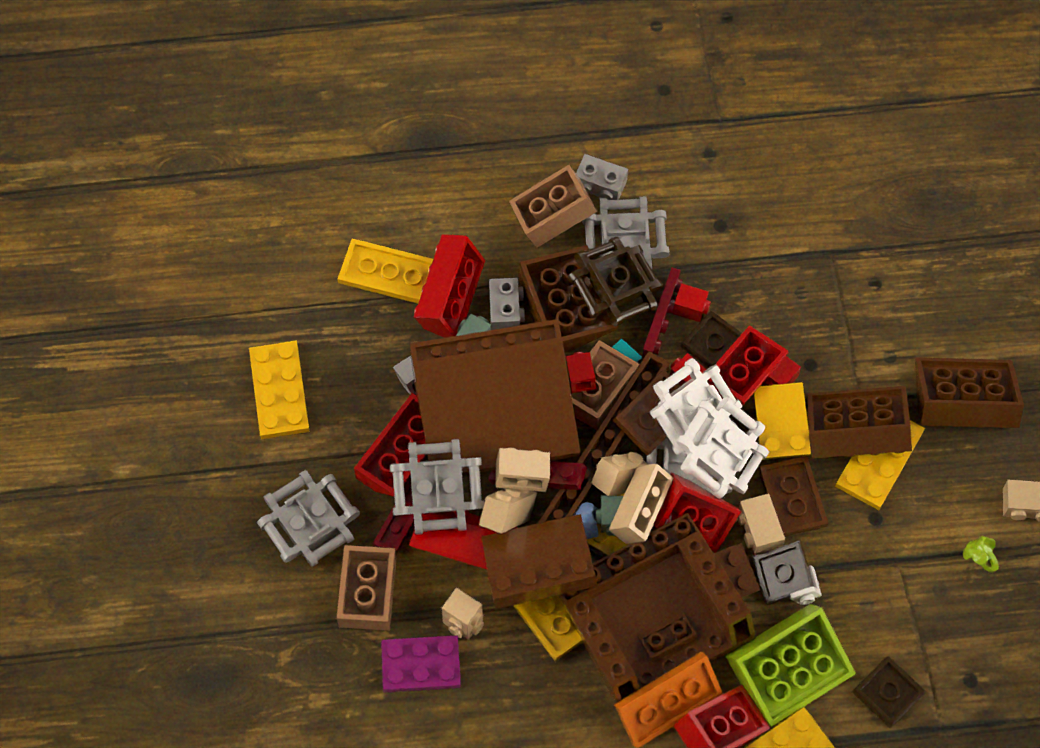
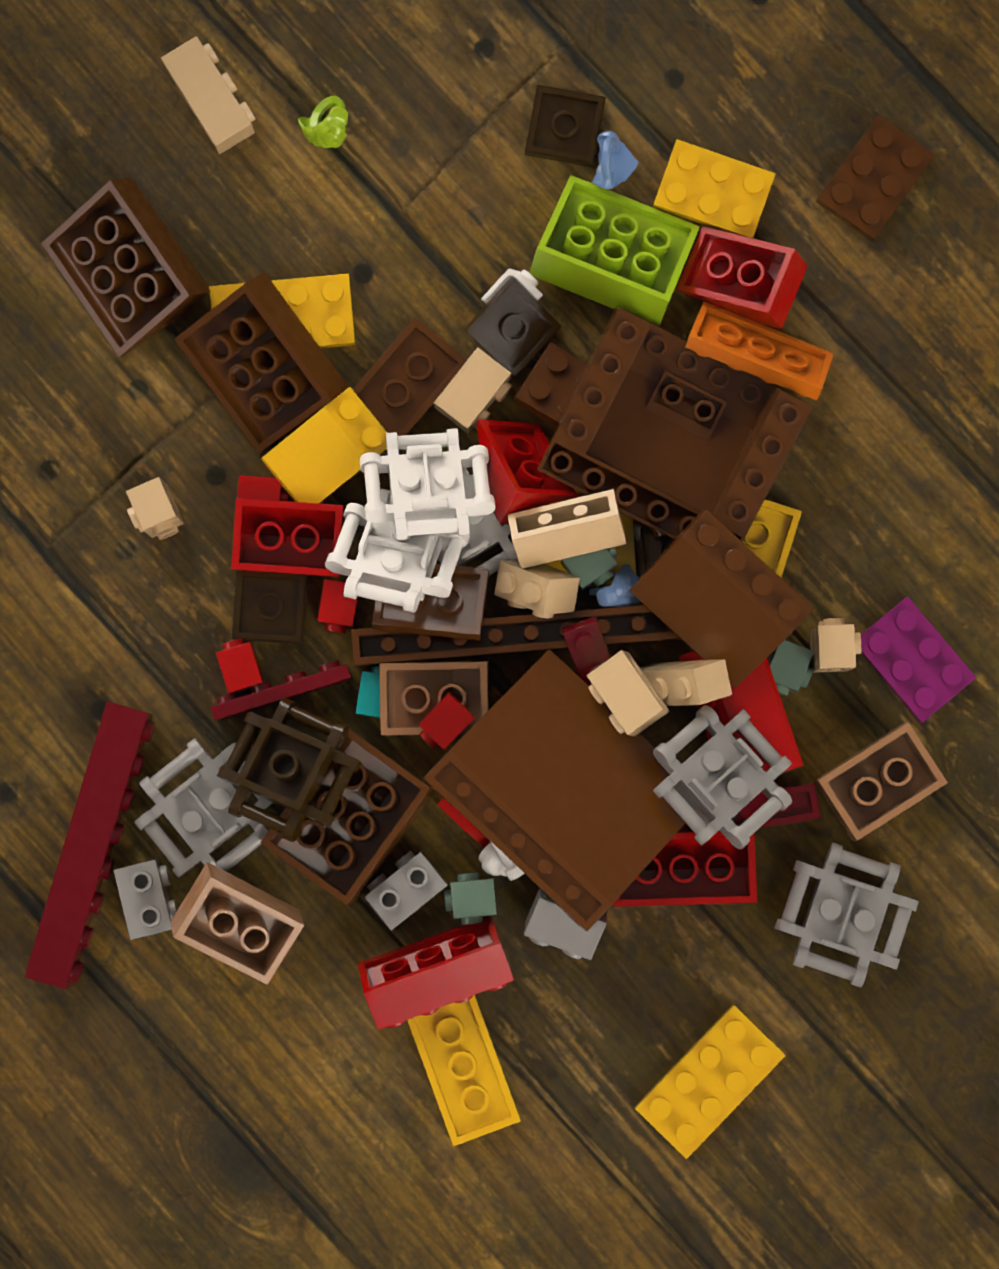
camera: 125 degrees left, 20 degrees up
(473, 583) = (790, 667): none -> sand green brick
(651, 171) = (88, 846): none -> dark red brick
(812, 312) = (154, 509): none -> tan brick
(843, 702) = (615, 161): none -> medium blue piece

